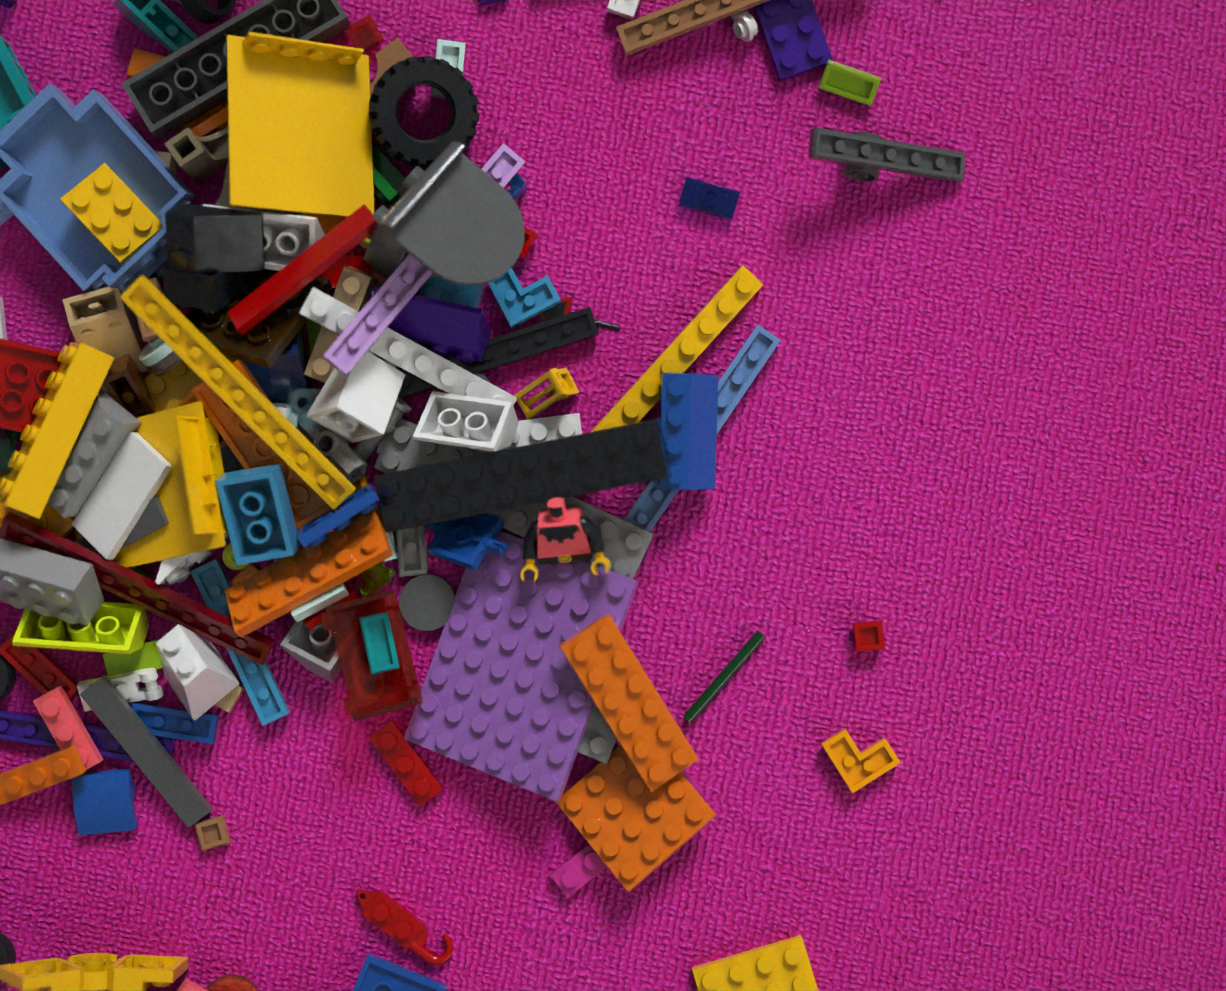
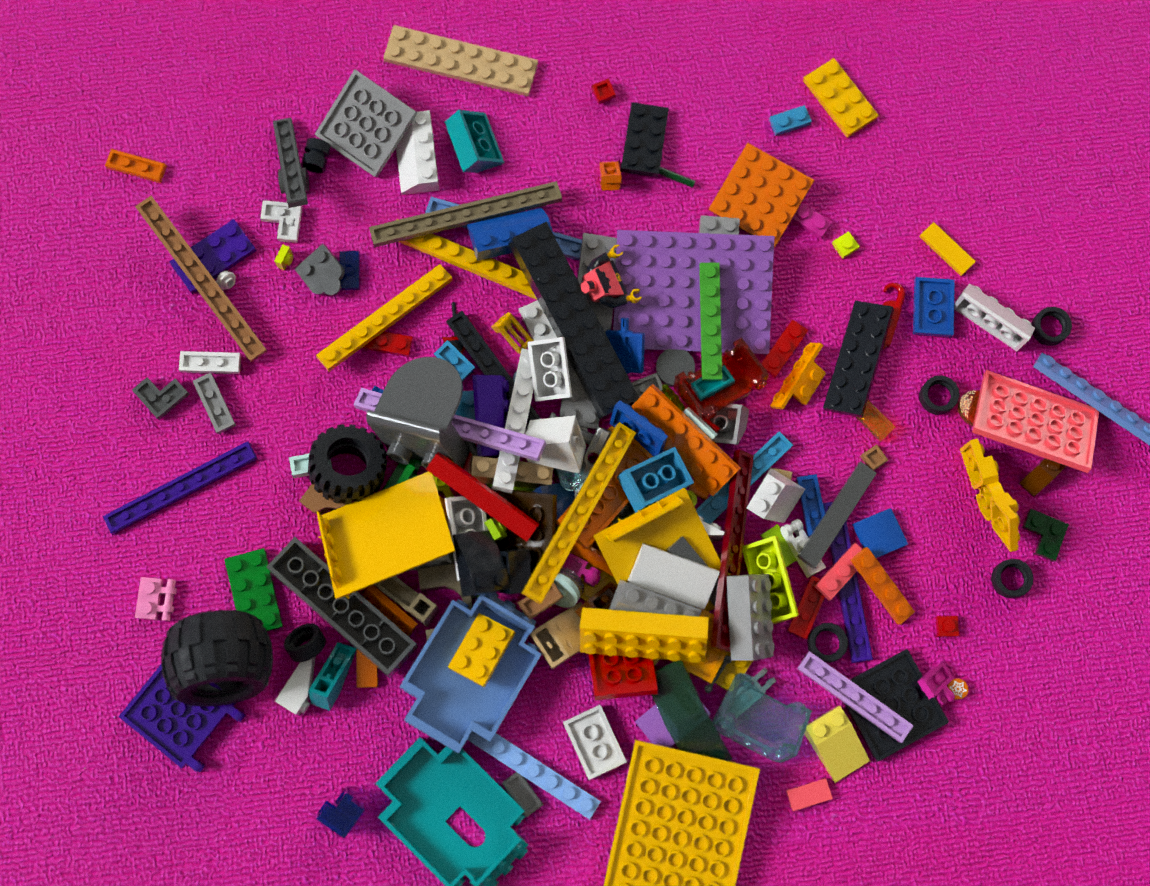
camera: 115 degrees left, 10 degrees down
(170, 391) = (578, 566): none -> dark pink plate
(249, 969) = (952, 388): none -> black tyre
(257, 276) = (496, 529): none -> lime plate
(262, 851) = (876, 422): none -> plate
(352, 771) = (802, 379): none -> light orange bracket
(354, 862) = (858, 359): none -> black plate
(365, 34) = (301, 528): clear red plate -> none
(462, 667) = (710, 321): none -> bright green plate
(529, 905) = (845, 245): none -> neon yellow plate
(592, 213) = (391, 344): none -> red plate
(621, 224) = (384, 317): none -> yellow plate
(628, 702) = (696, 212): orange plate -> none
(715, 159) = (321, 272): none -> dark grey plate
(735, 379) = (465, 214): none -> dark tan plate
(737, 603) = (610, 175): none -> orange slope
(742, 893) = (790, 120): none -> dark azure plate
(753, 113) = (284, 257): none -> neon yellow plate
(775, 671) = (644, 139): none -> black plate
(796, 131) = (287, 217): none -> white plate
(846, 426) = (473, 141): none -> teal slope
(849, 82) = (245, 204): lime tile -> none
(853, 340) = (417, 157): none -> white slope
(855, 766) = (686, 75): light orange plate -> none
(891, 197) = (315, 155): none -> black wheel
(916, 279) = (366, 123): none -> light grey plate
(980, 446) = (460, 60): none -> tan plate

